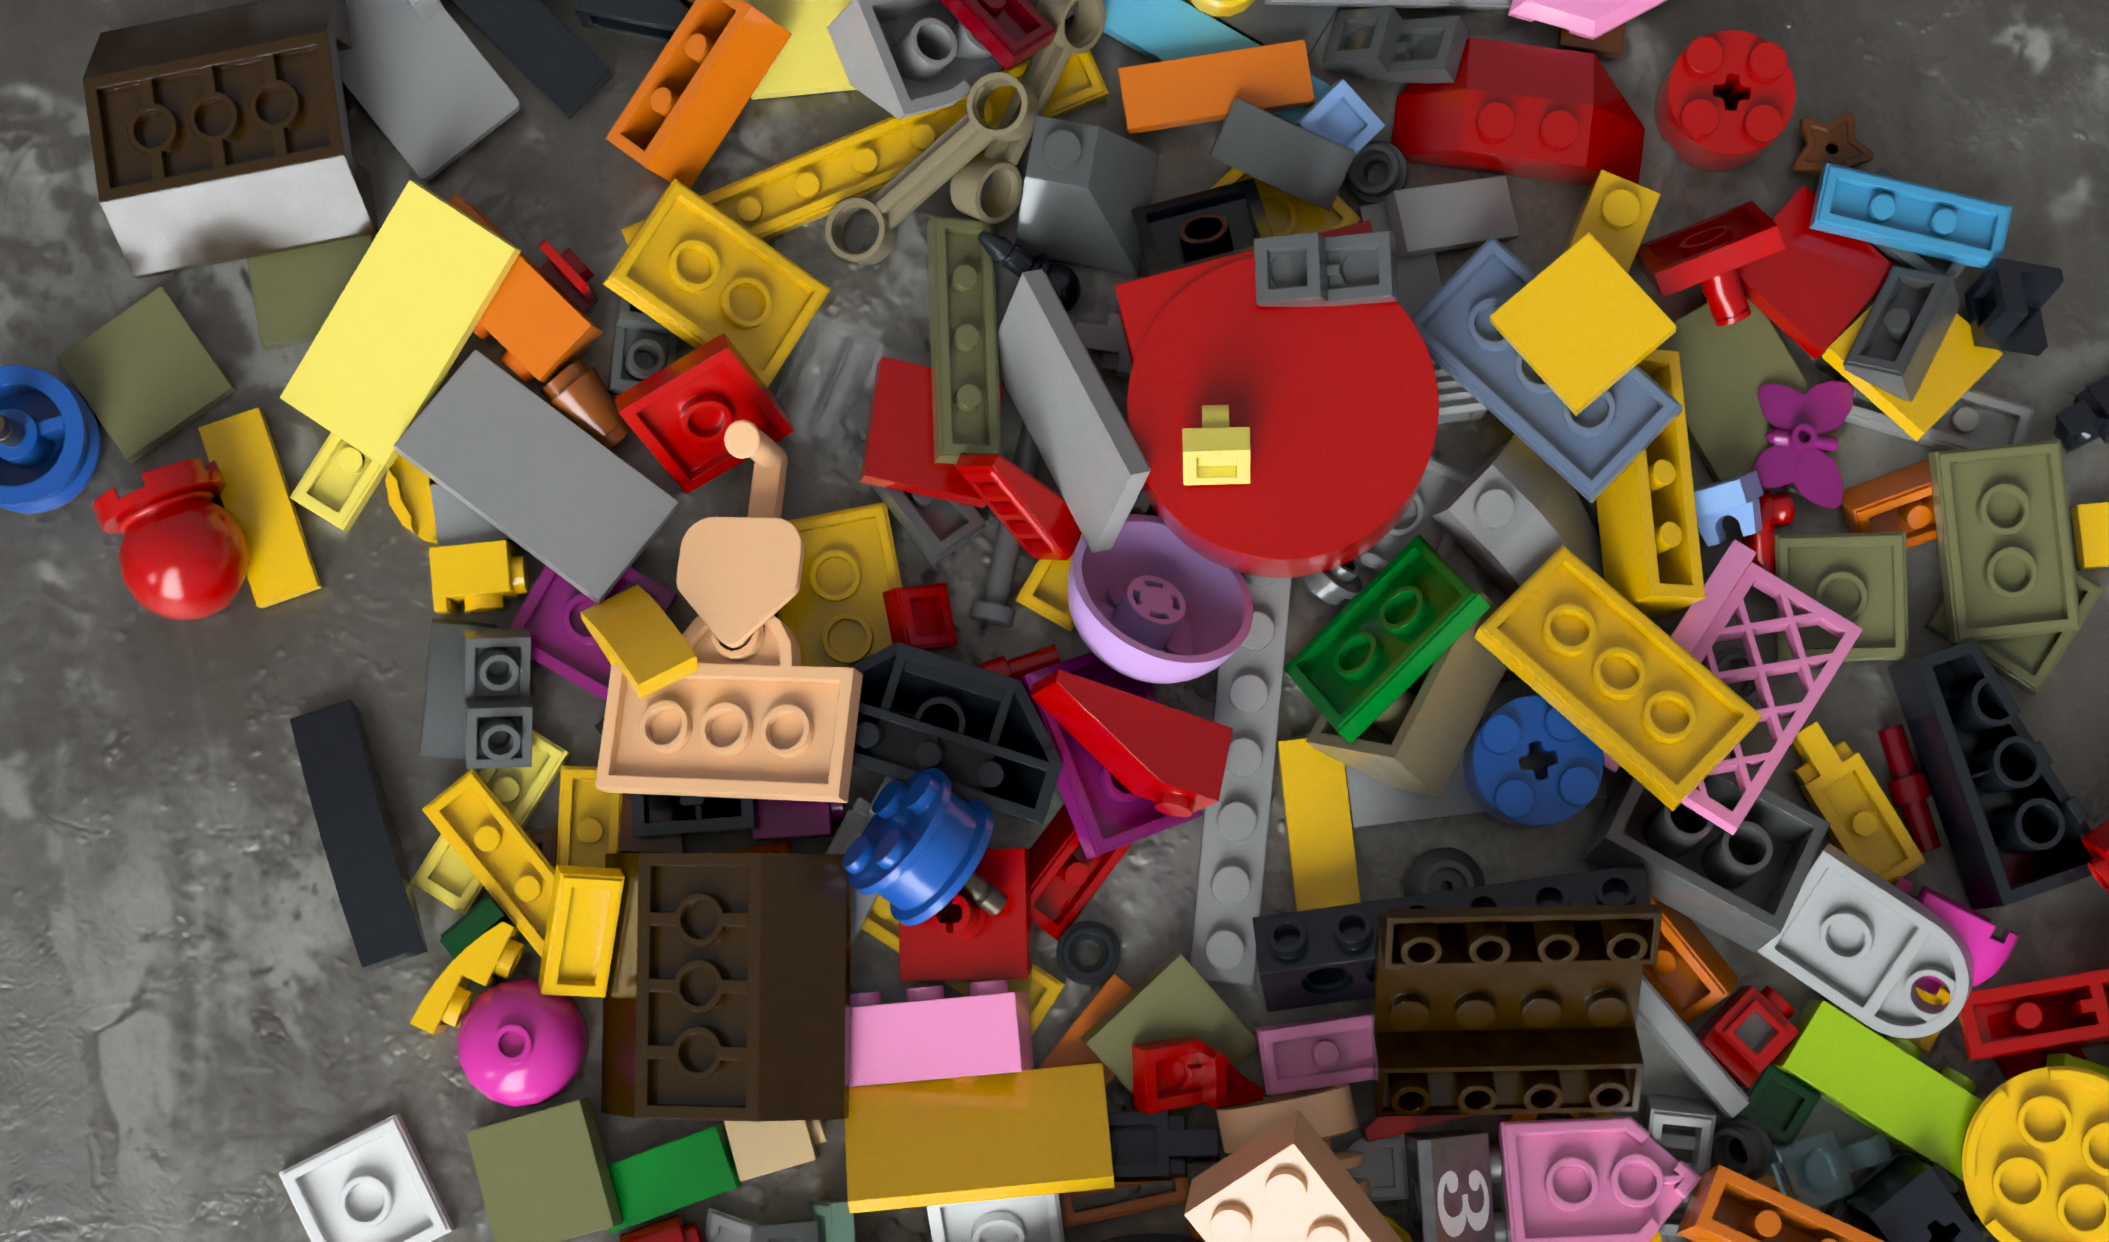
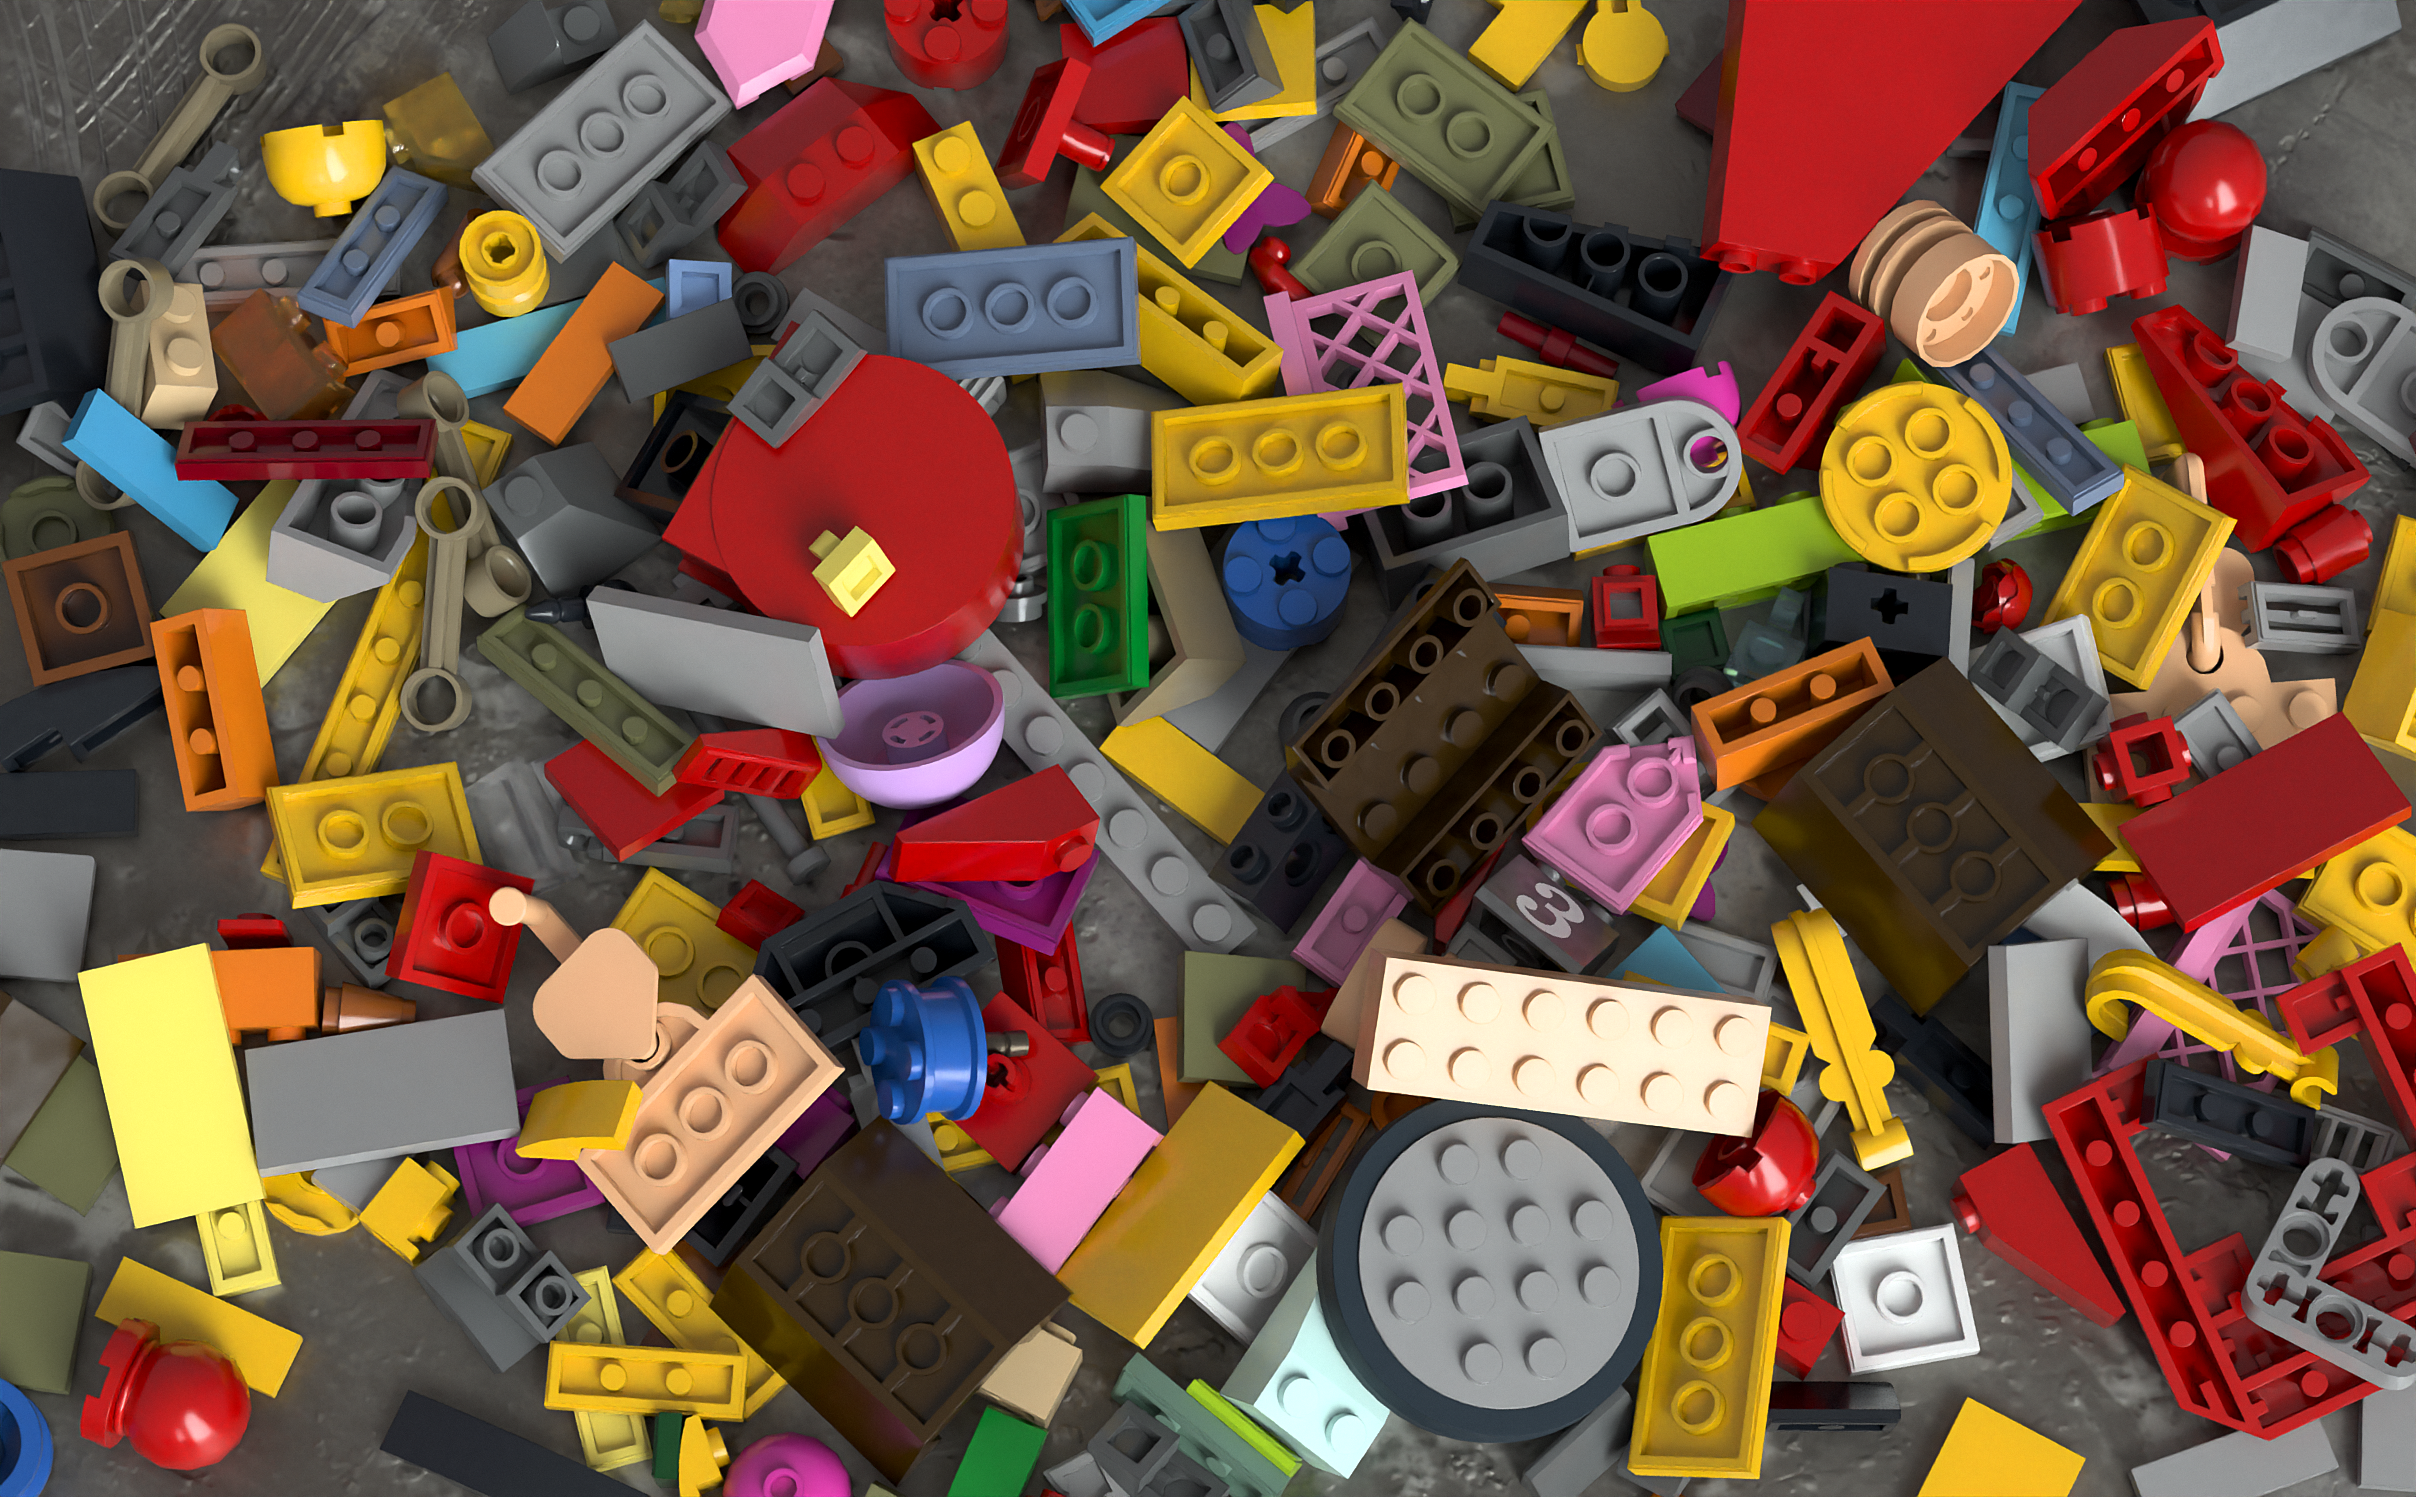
camera: 45 degrees left, 10 degrees down
(580, 931) = (749, 1367): yellow tile -> none
(1451, 215) = (842, 275): light grey tile -> none
(1582, 323) = (1008, 250): yellow tile -> none
(1730, 497) = (1232, 271): light blue tile -> none
(1768, 399) = (1187, 182): none -> yellow plate

